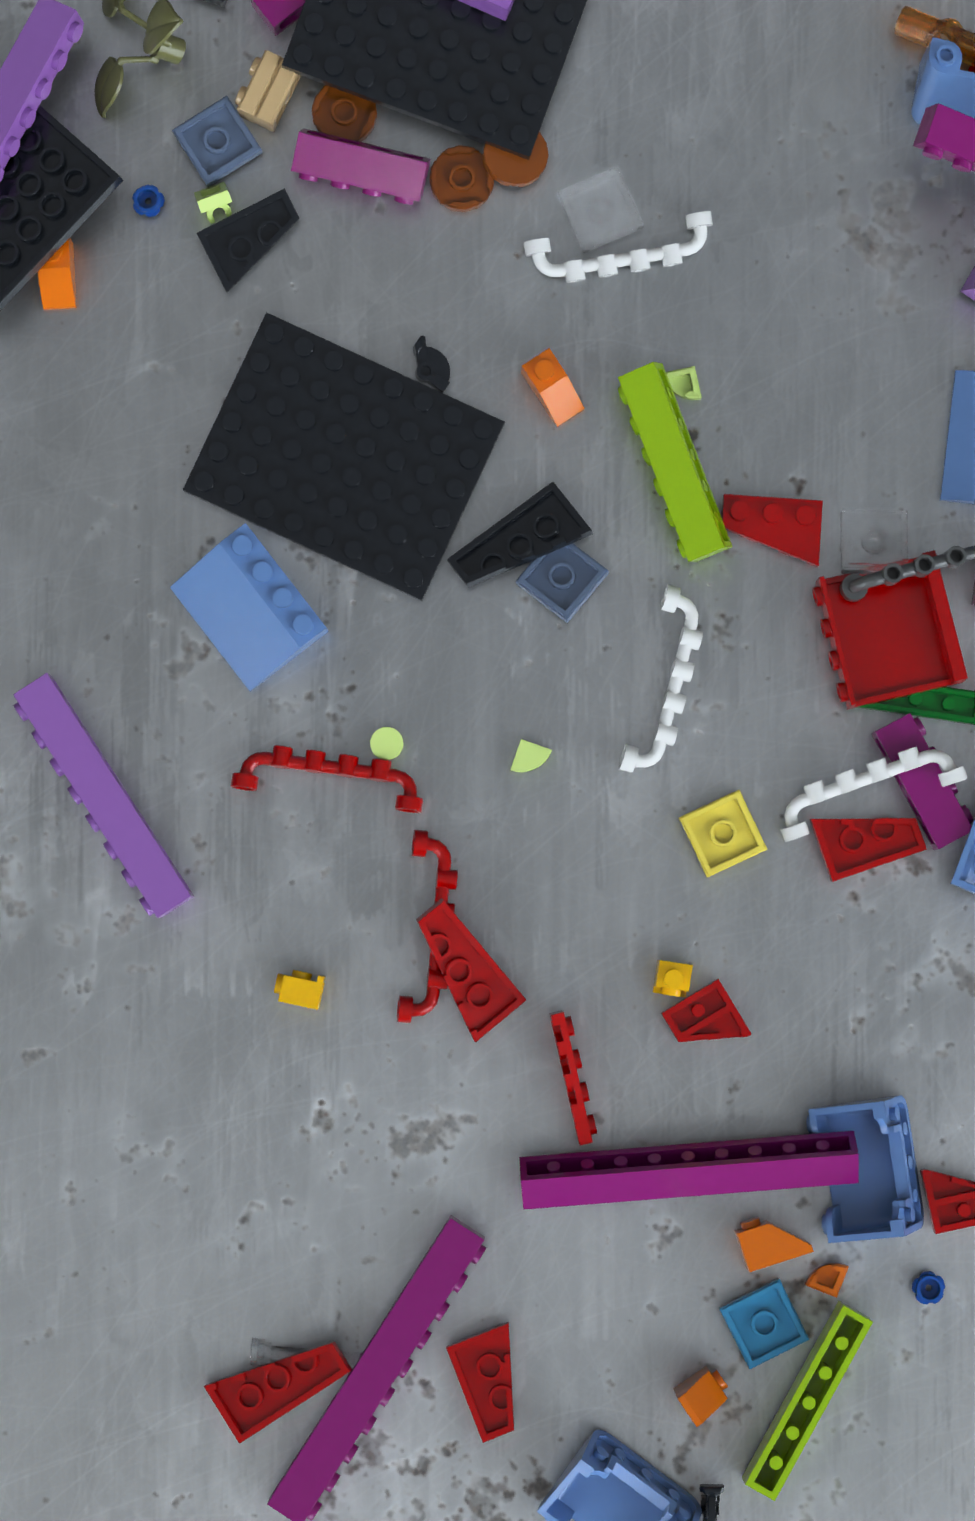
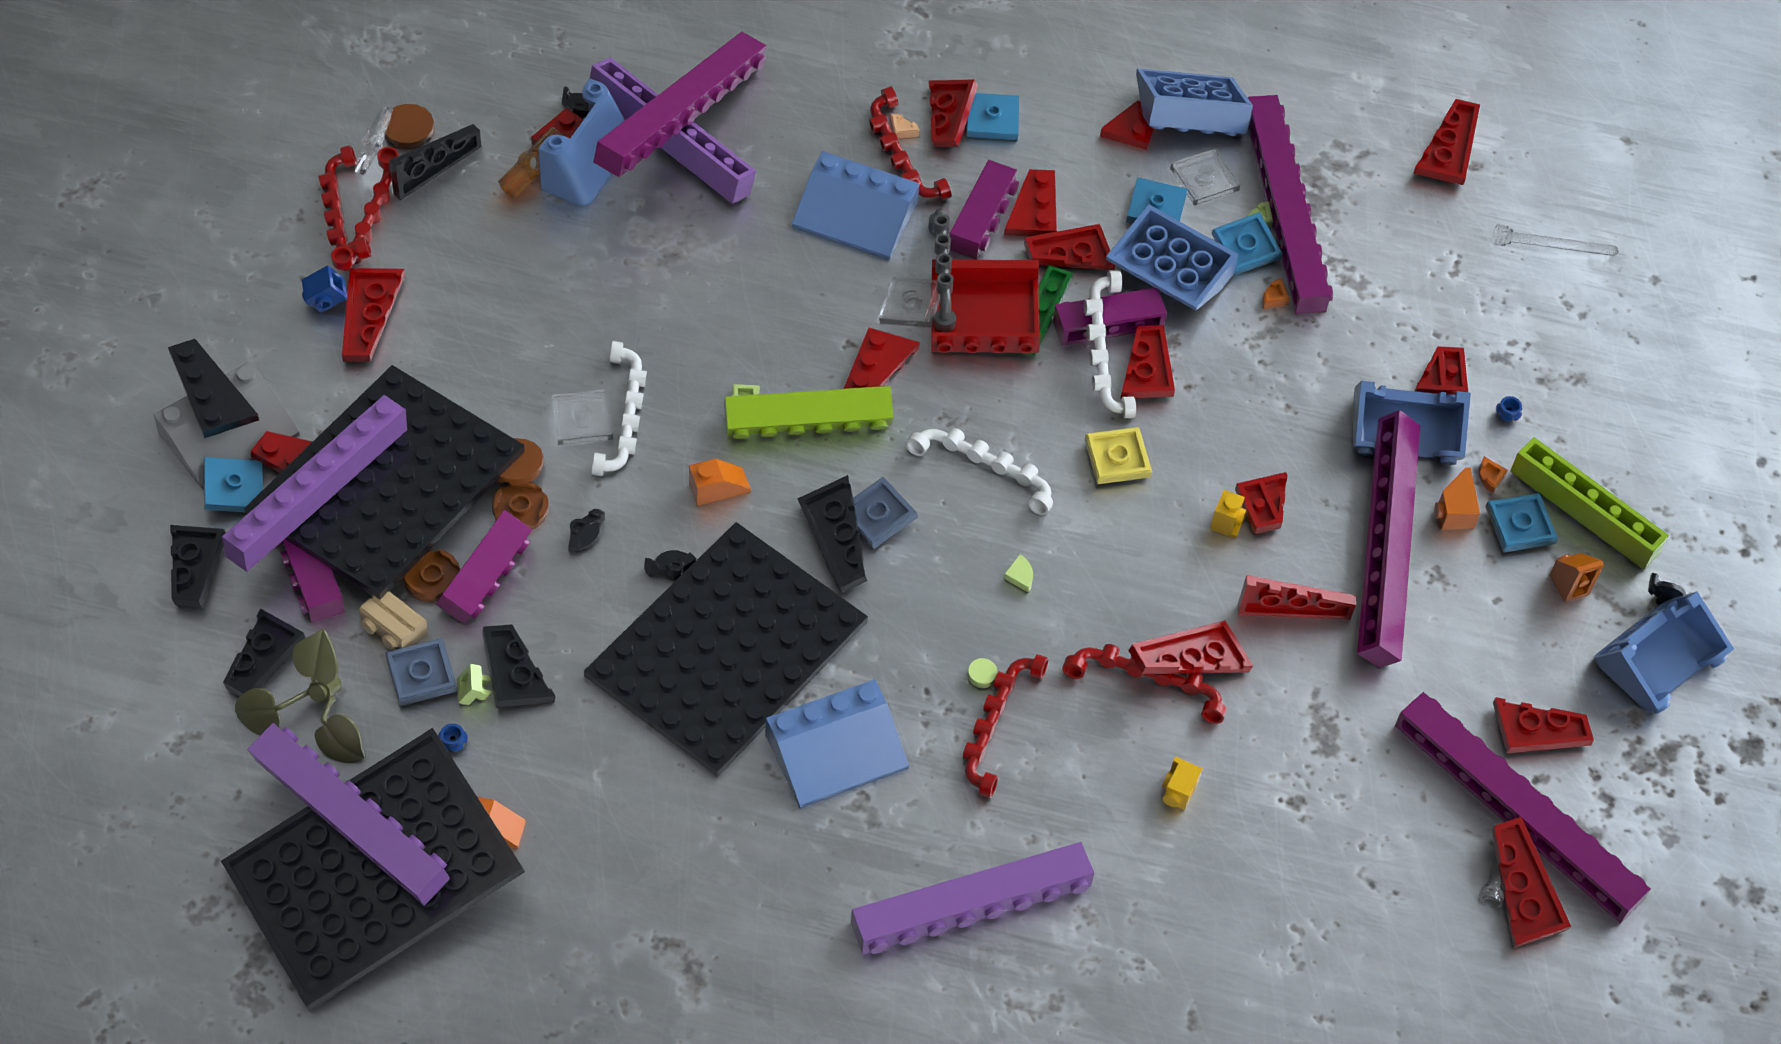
camera: 80 degrees left, 30 degrees down
(446, 259) = (585, 531): none -> black piece

